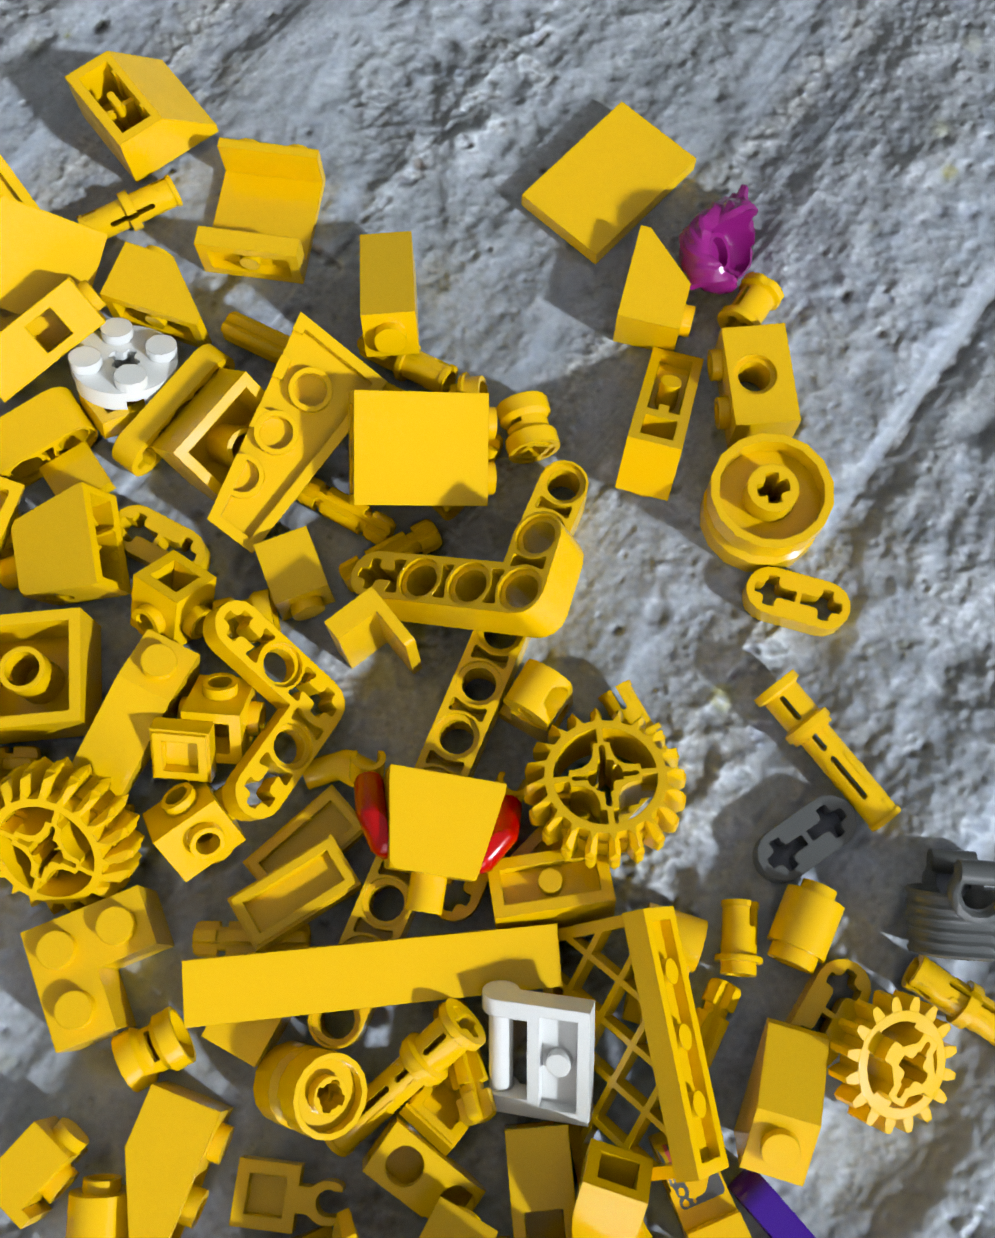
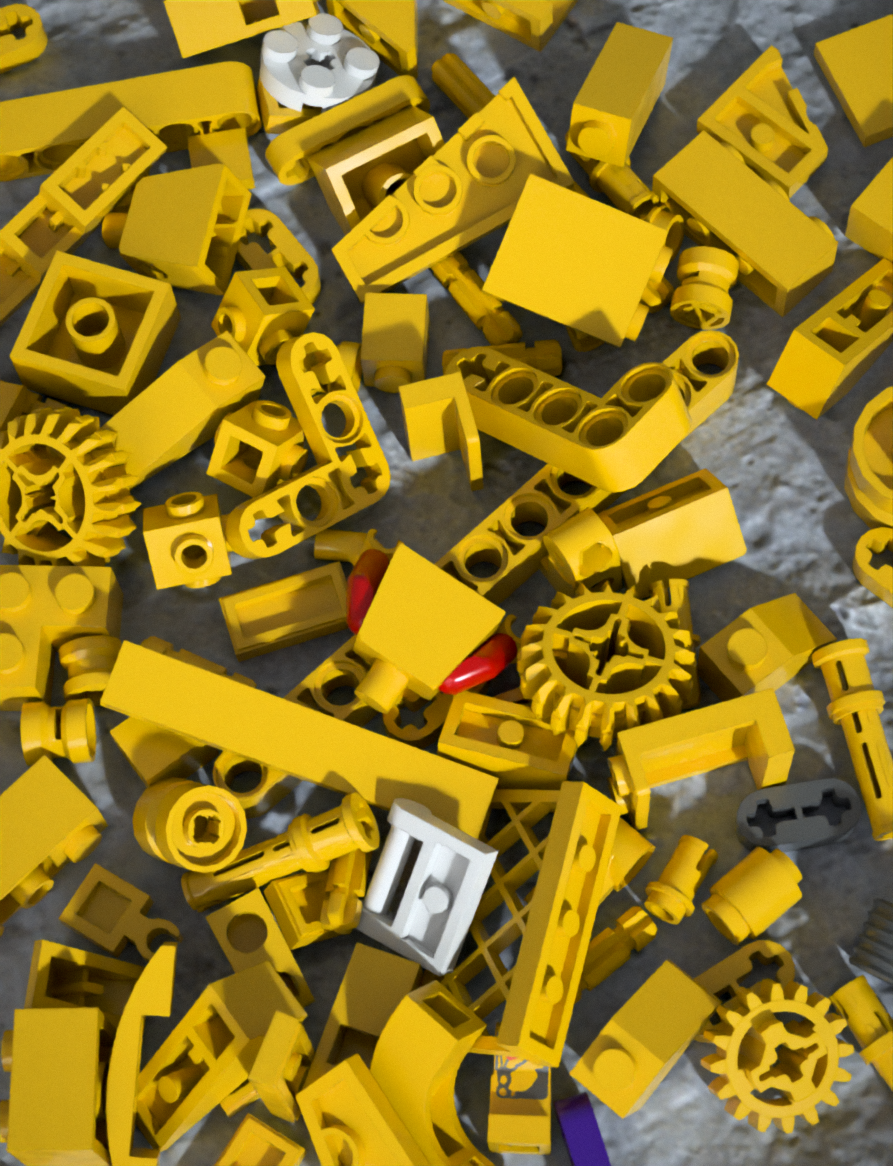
camera: 30 degrees right, 5 degrees down
(157, 978) = (88, 666): none -> yellow wheel
(183, 749) = (209, 459): yellow tile -> none
(294, 894) = (258, 642): yellow tile -> none
(515, 276) = (767, 124): none -> yellow wing
(535, 356) = (737, 211): none -> yellow brick
(597, 640) = (675, 531): none -> yellow panel
(716, 713) = (762, 648): none -> yellow slope
(755, 790) = (697, 743): none -> yellow panel

